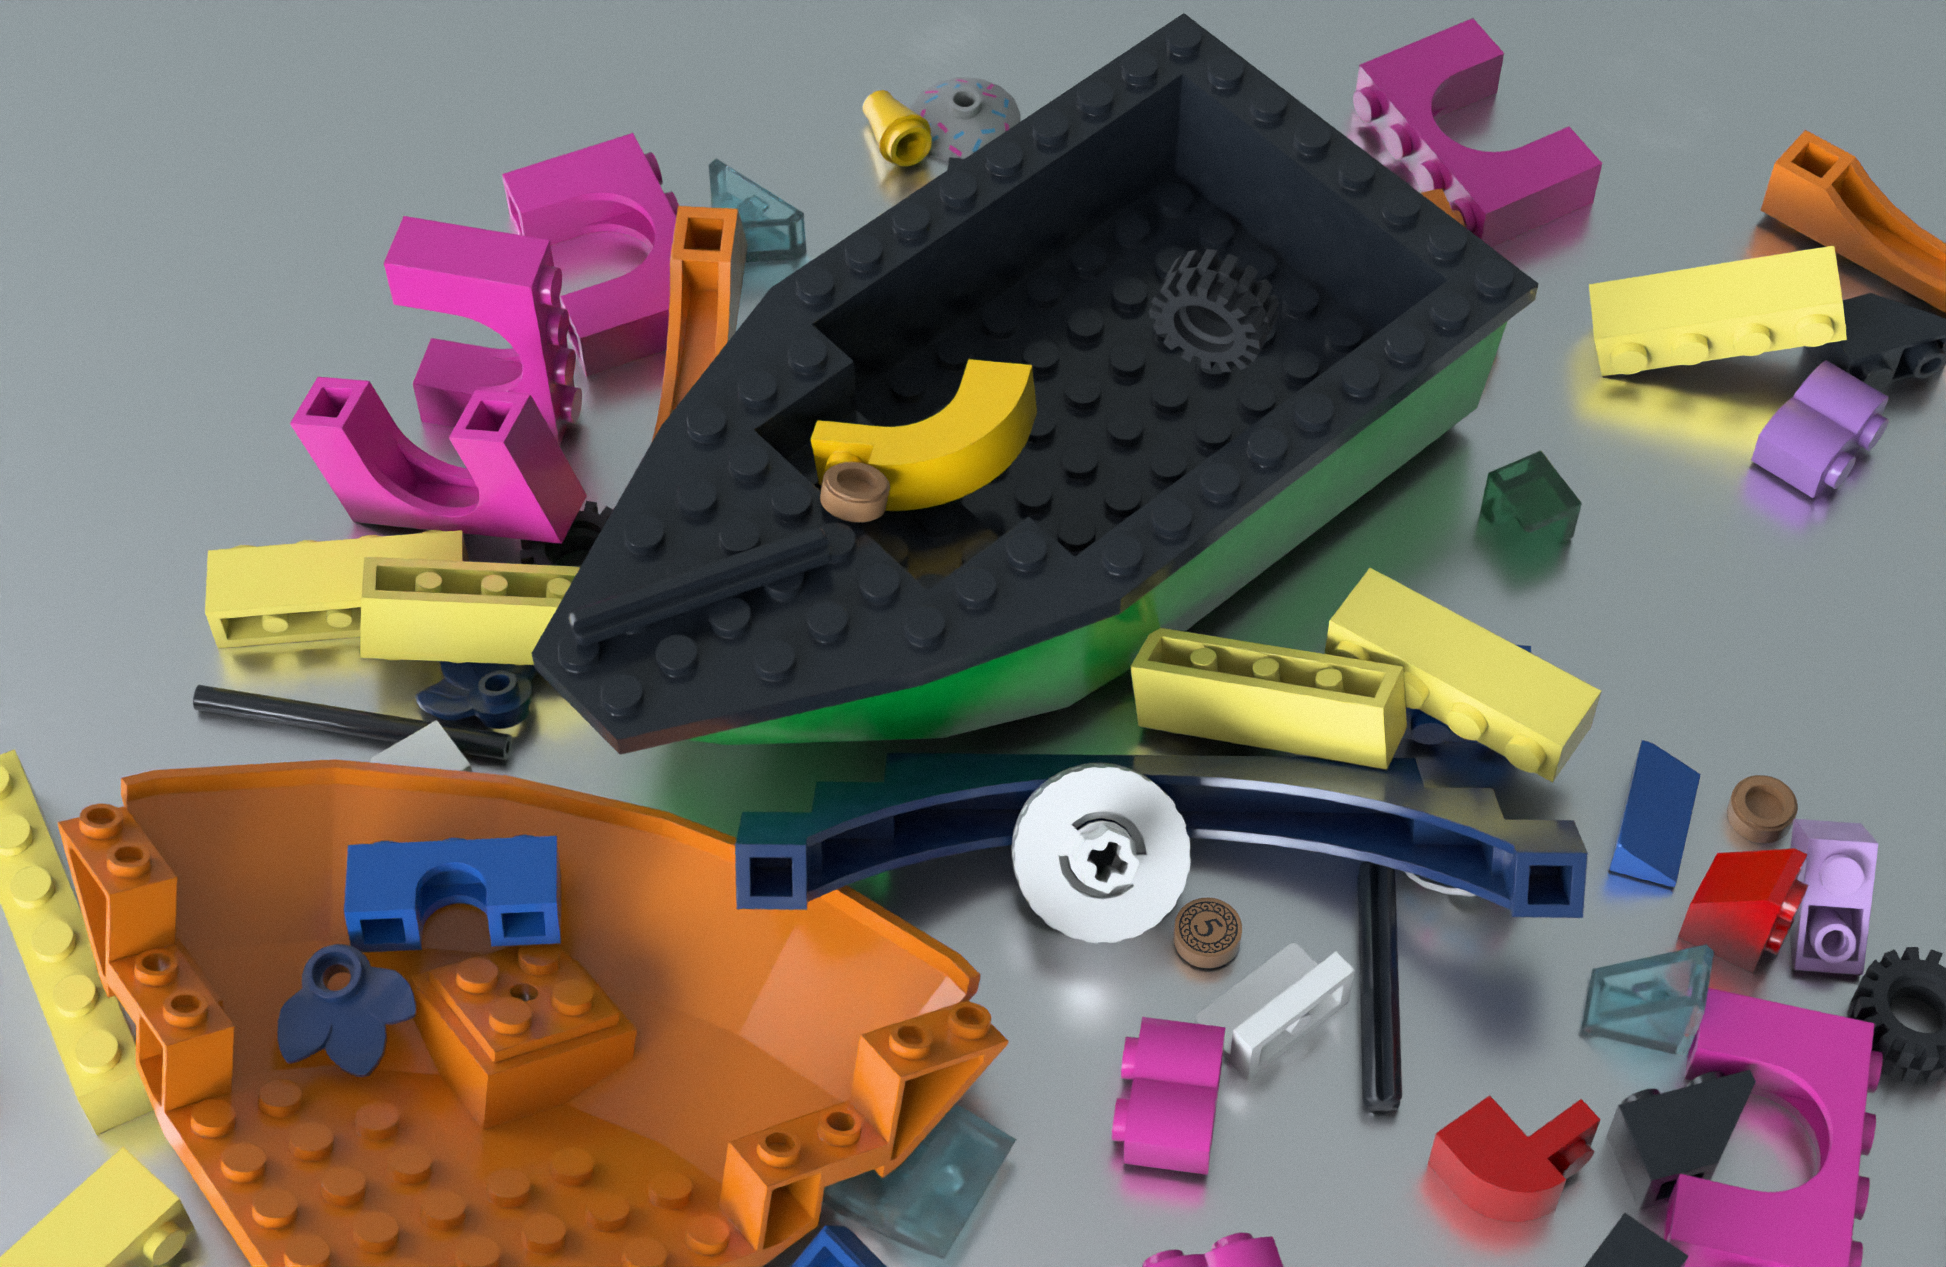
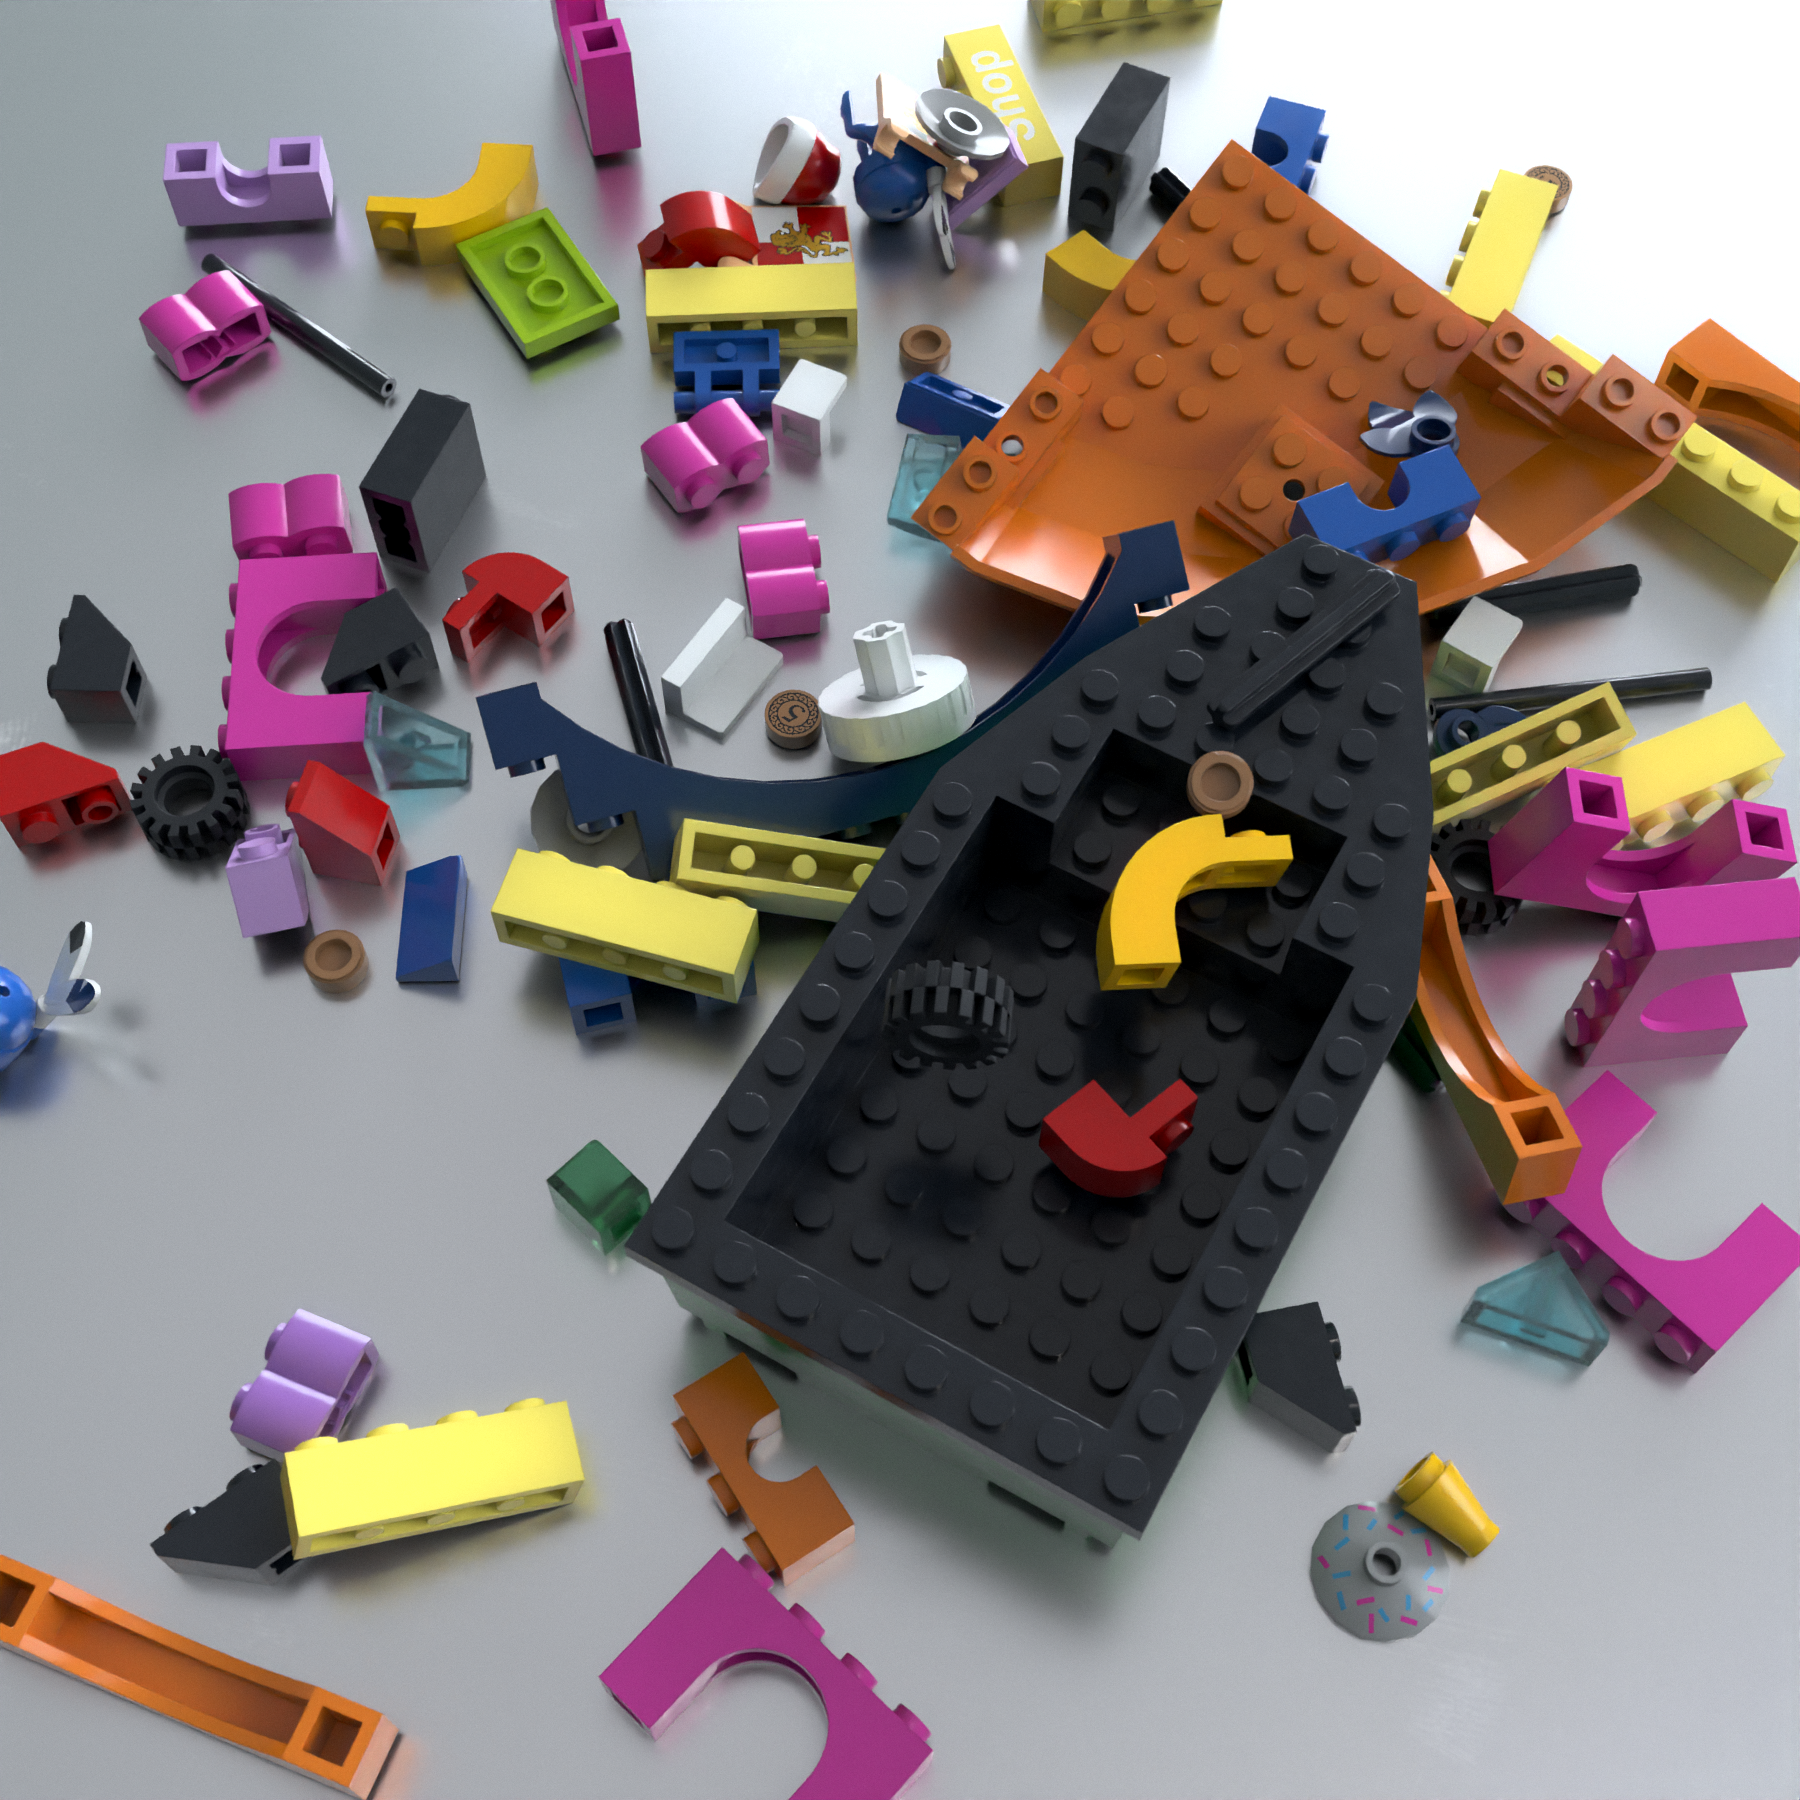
camera: 160 degrees right, 5 degrees up
(1068, 320) = (1107, 1148): none -> red brick

